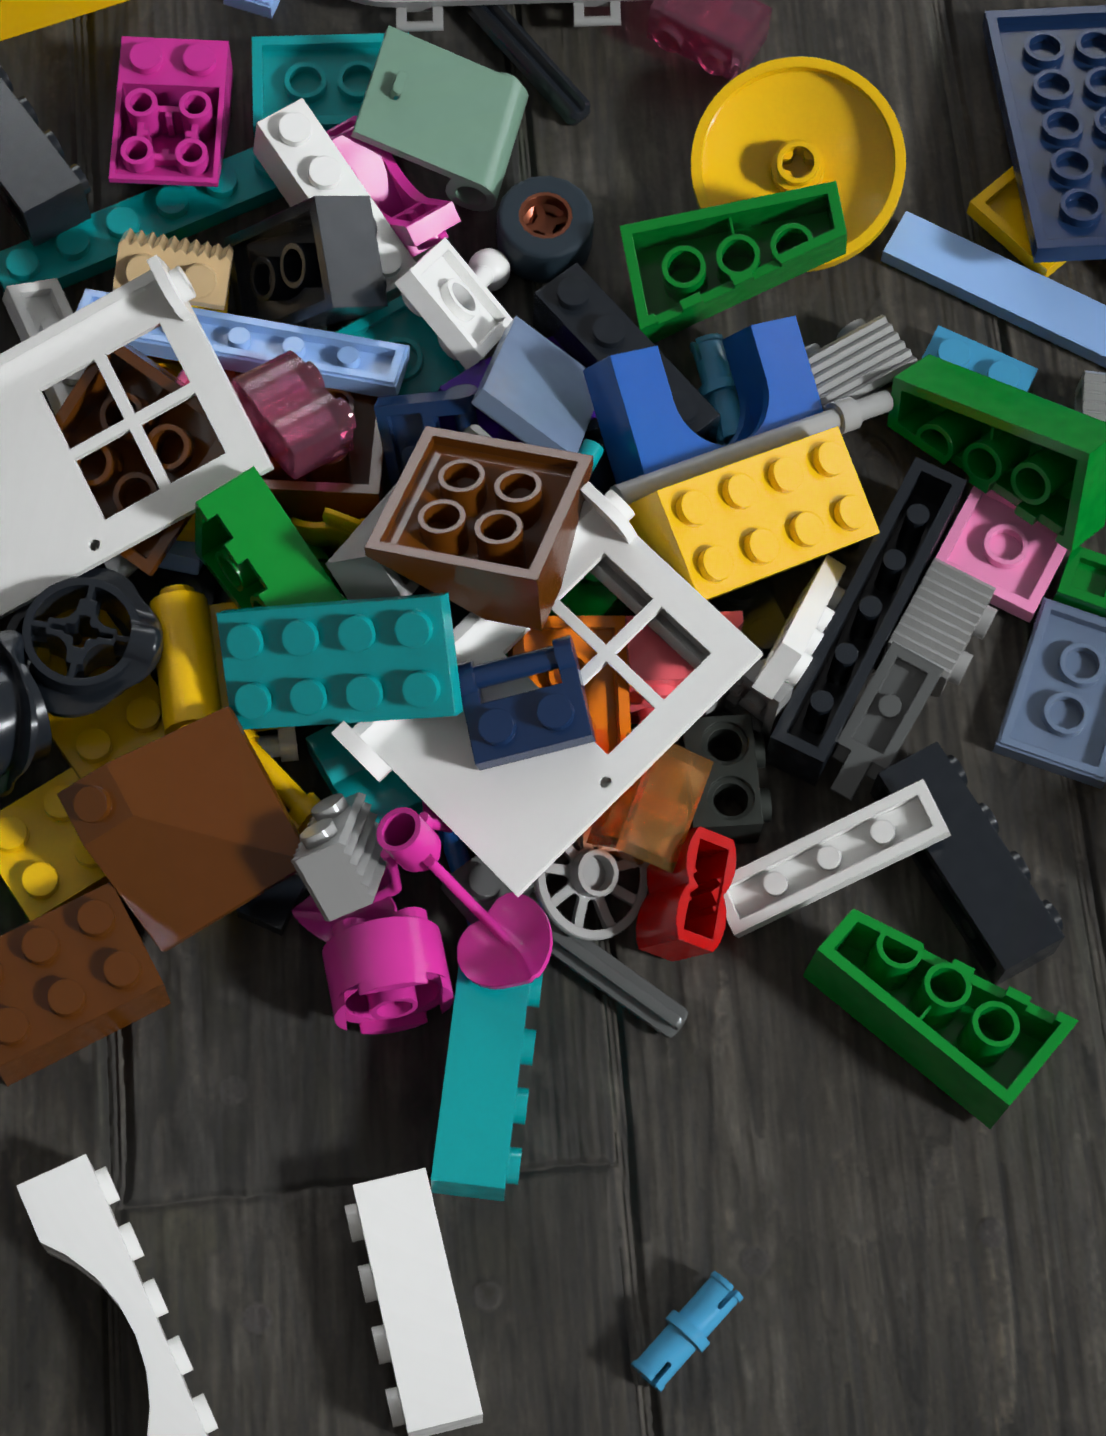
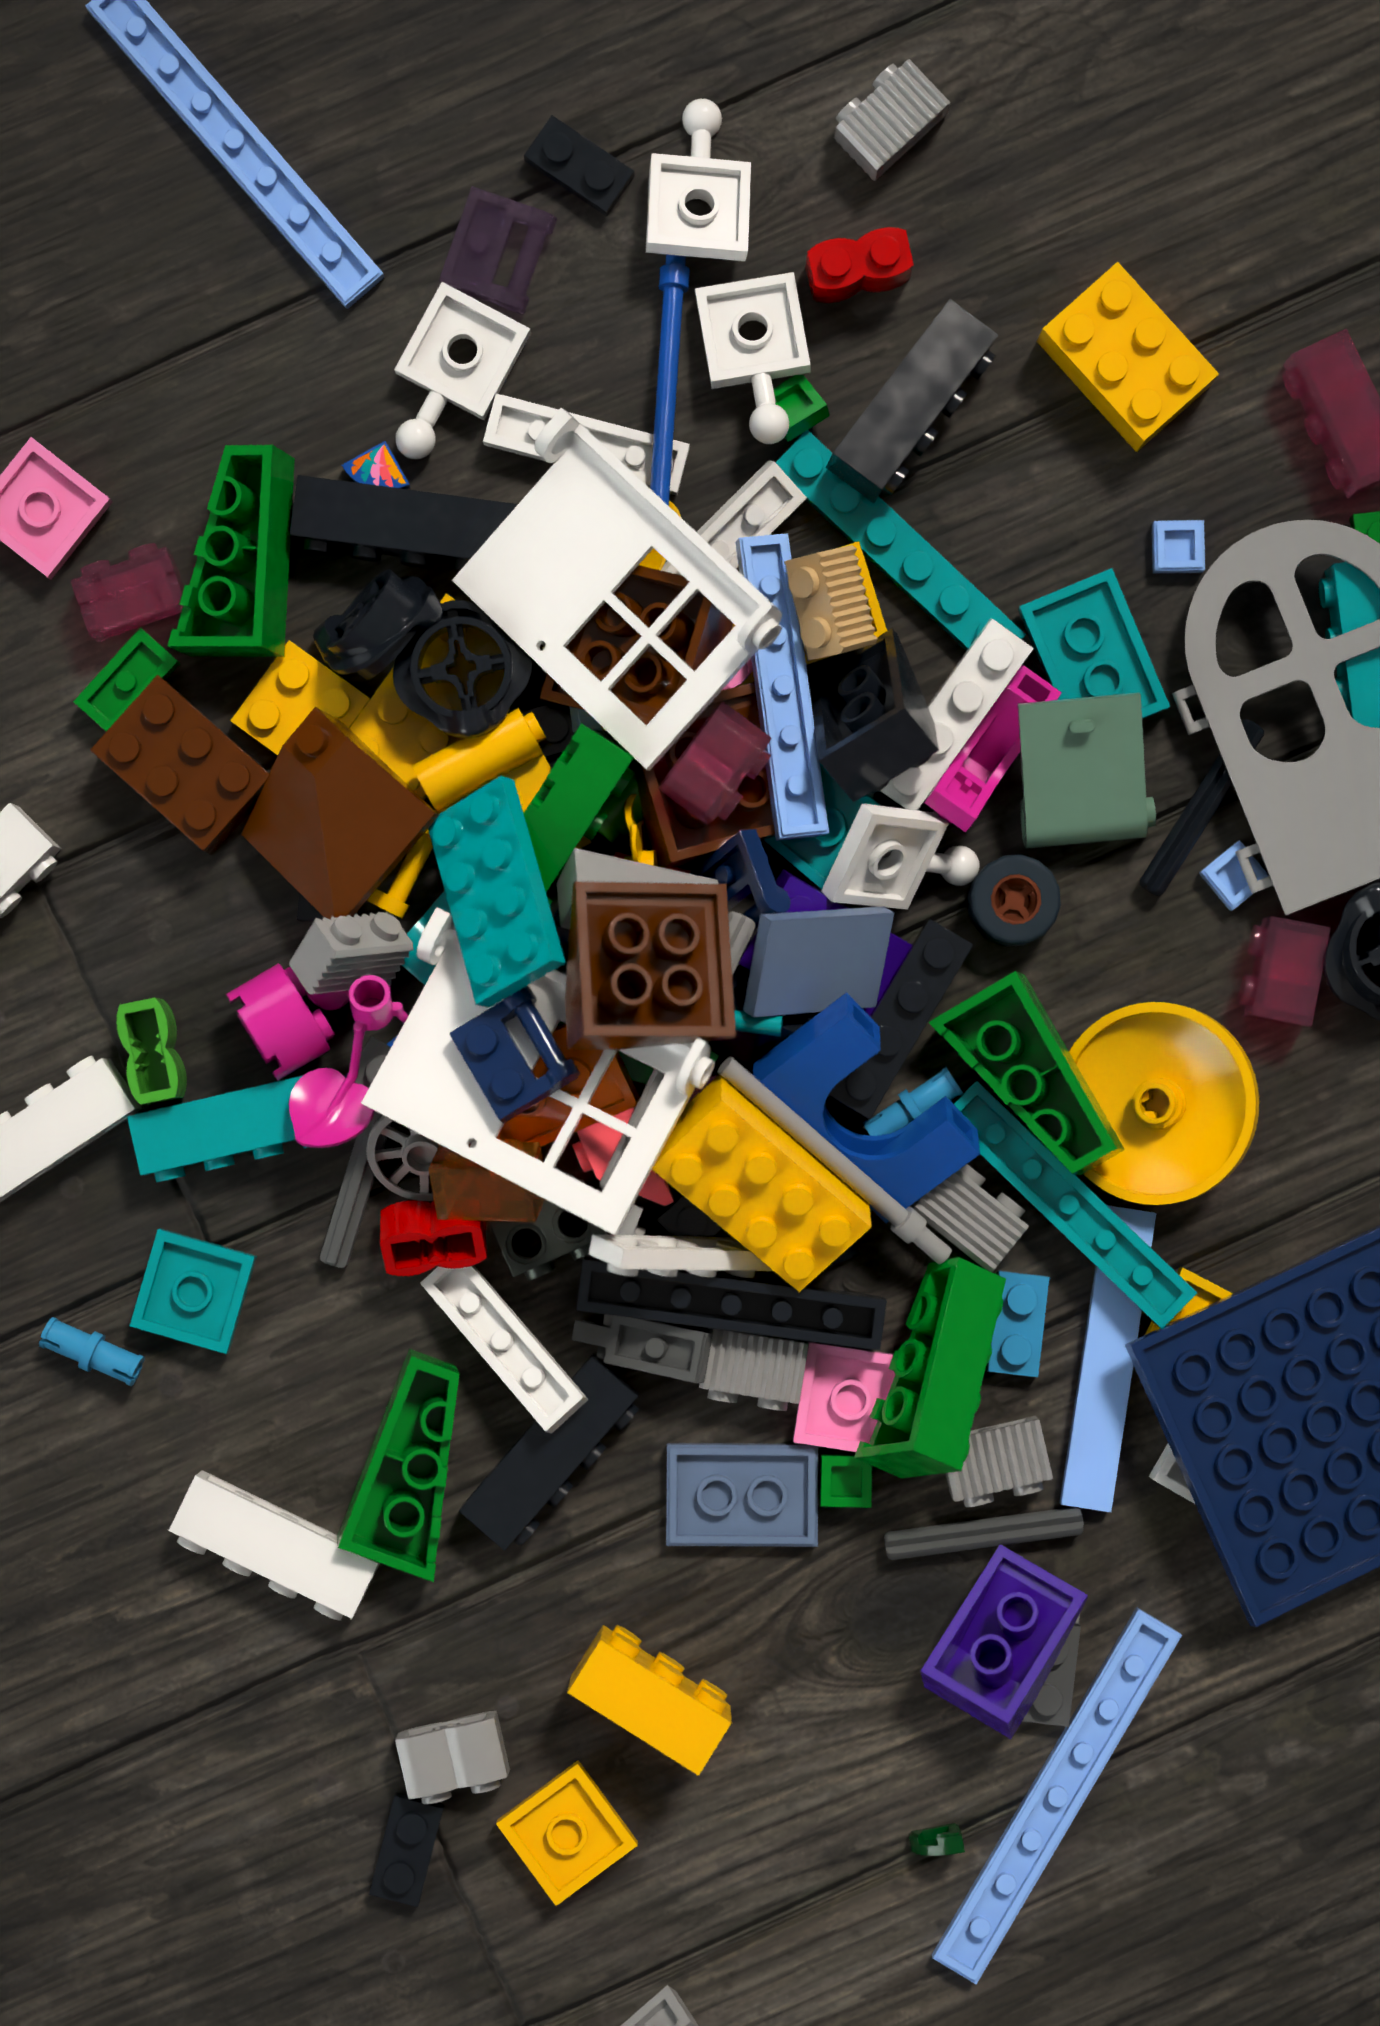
camera: 75 degrees right, 20 degrees up
(171, 111) = (996, 532): dark pink slope -> none
(349, 1127) = (149, 1036): none -> bright green brick
(596, 46) = (1227, 878): none -> light blue tile
(656, 1188) = (193, 1291): none -> teal plate
(888, 266) = (1074, 1208): none -> teal plate
(979, 1196) = (272, 1544): none -> white brick

